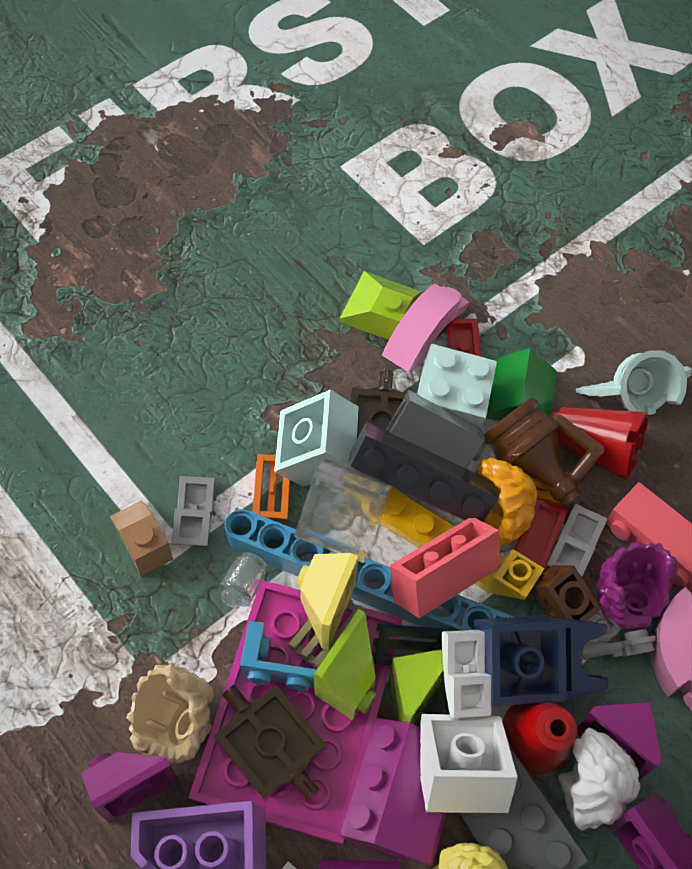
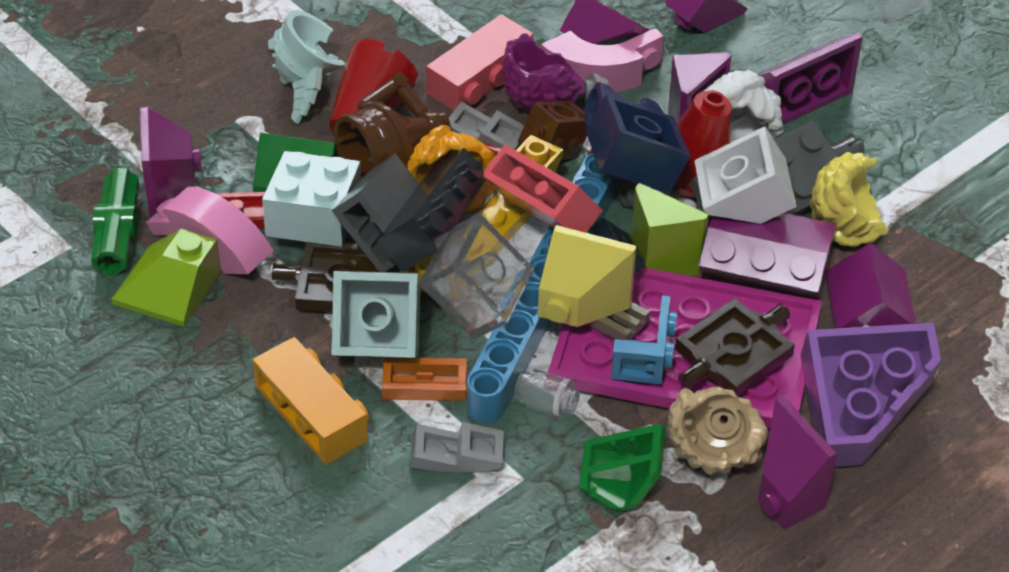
camera: 90 degrees left, 15 degrees down
(142, 537) = (494, 490): medium nougat slope -> none
(158, 637) = (622, 466): none -> green slope
(245, 402) = (311, 400): none -> light orange brick
(347, 672) = (662, 274): lime slope -> none
(441, 264) = (115, 222): none -> green piece
(464, 674) = (668, 174): white slope -> none
(499, 284) = (166, 158): none -> magenta slope

